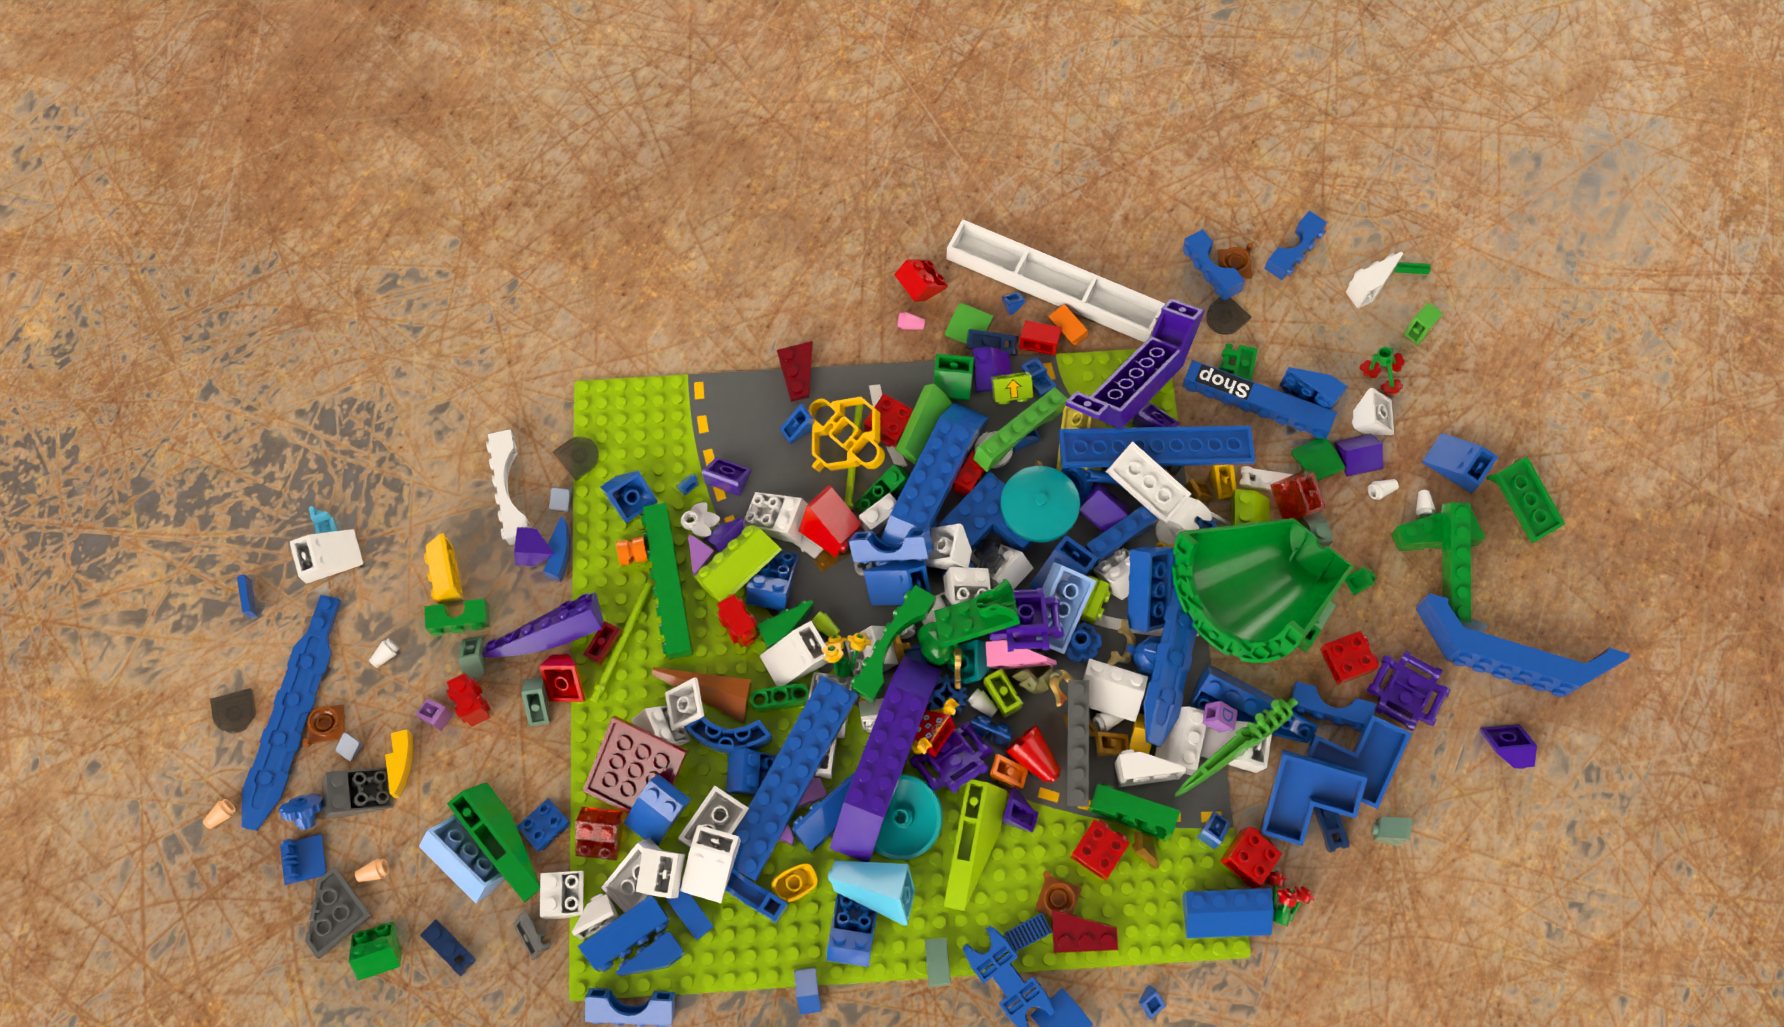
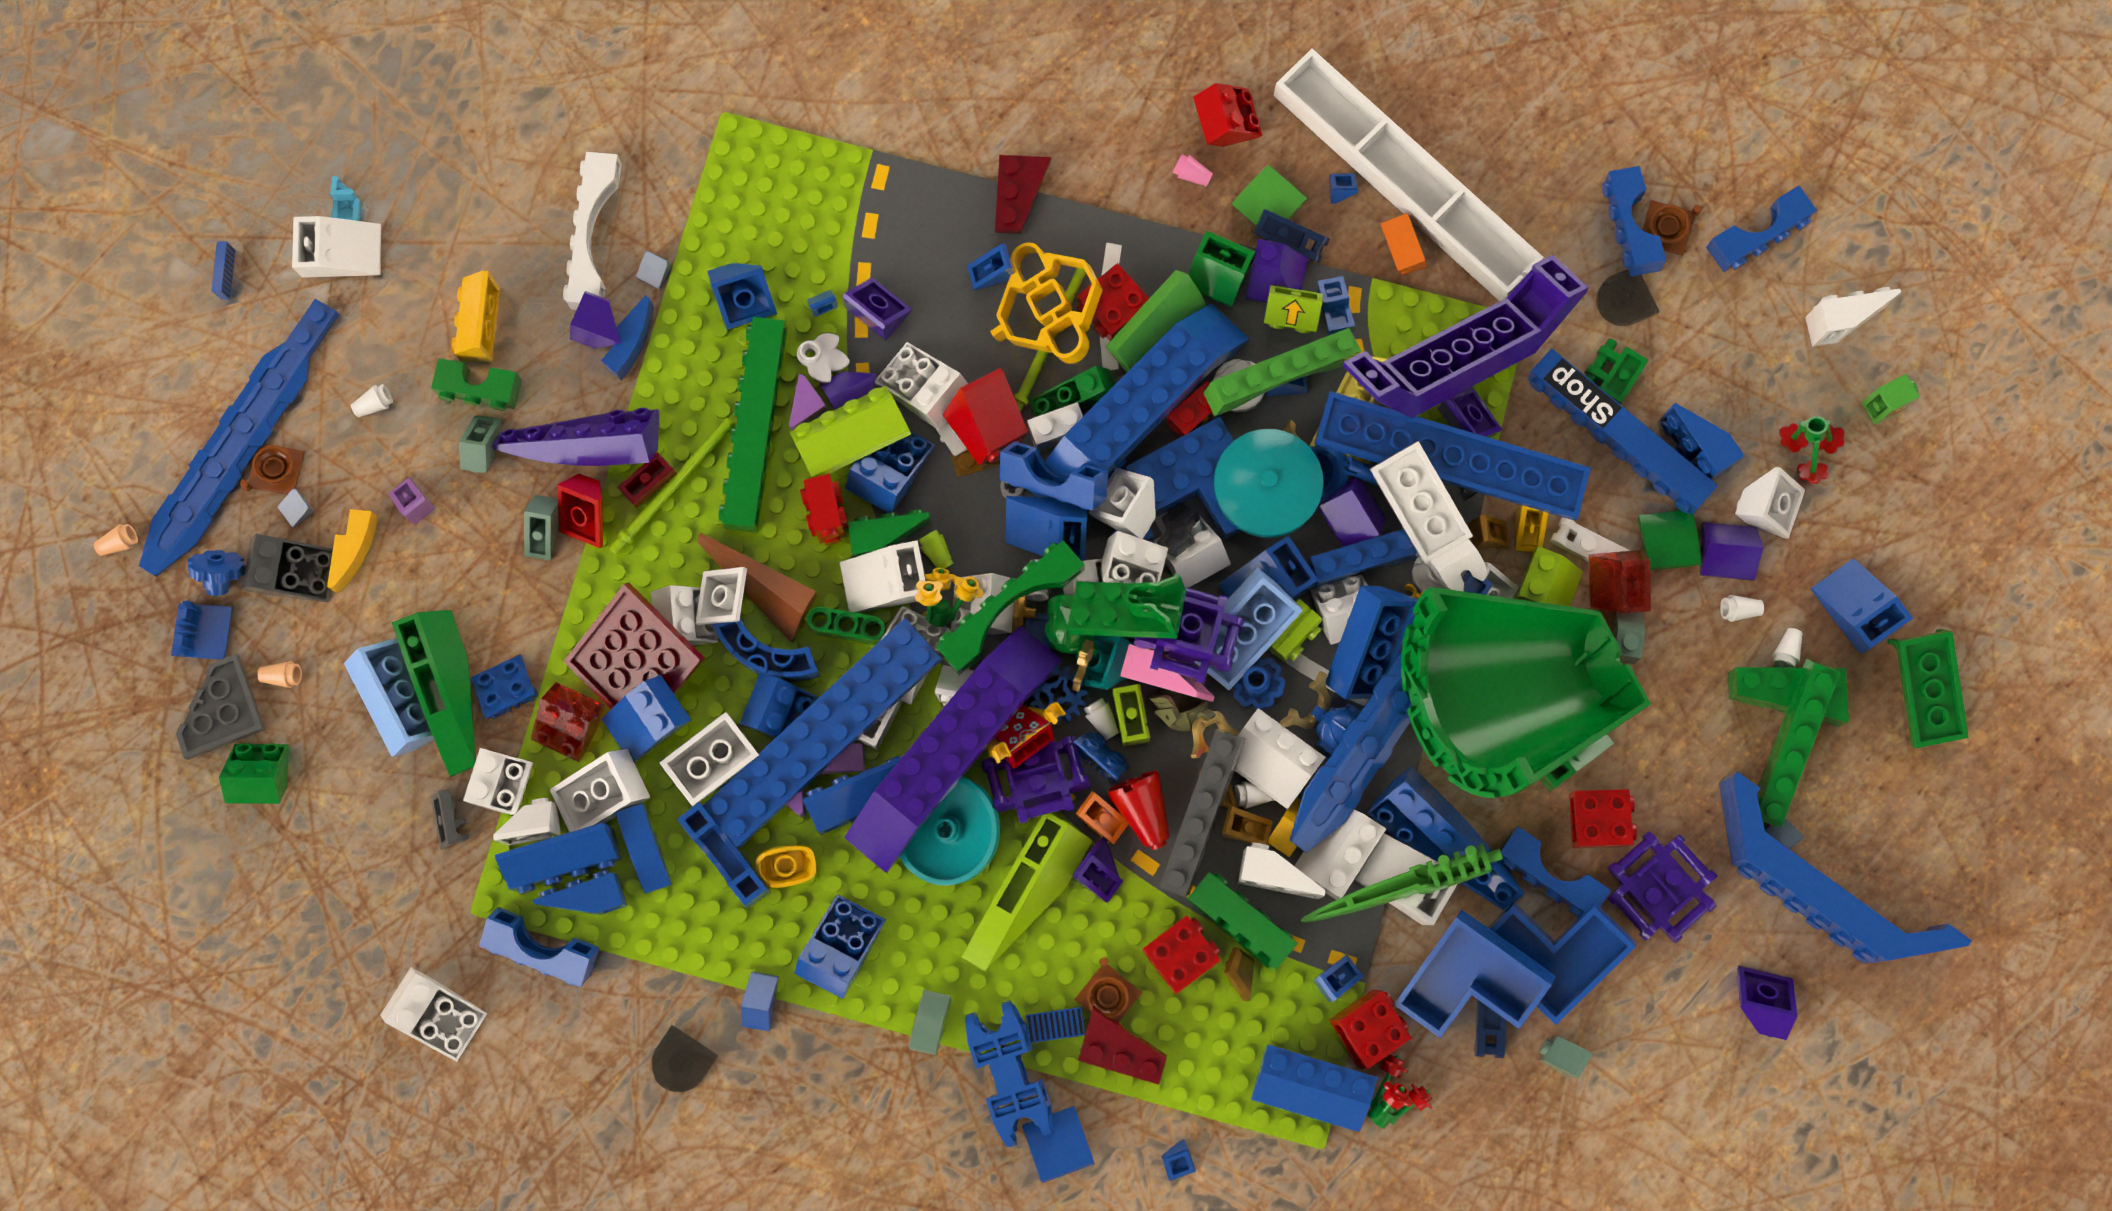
camera: 20 degrees right, 10 degrees up
(233, 711) = (168, 414): clear smoke tile -> none
(447, 947) = (344, 798): dark blue plate -> none
(468, 699) = (457, 498): red brick -> none
(577, 456) = (693, 218): clear smoke tile -> none
(631, 551) = (720, 370): orange wheel -> none
(660, 873) = (622, 801): white slope -> none
(710, 863) = (686, 809): white slope -> none
(878, 886) = (886, 905): medium azure slope -> none
(1040, 338) = (1358, 250): red brick -> none
(1220, 717) = (1397, 840): medium lavender brick -> none
(1361, 580) = (1660, 721): green bracket -> none
(1413, 268) = (1912, 313): green axle -> none

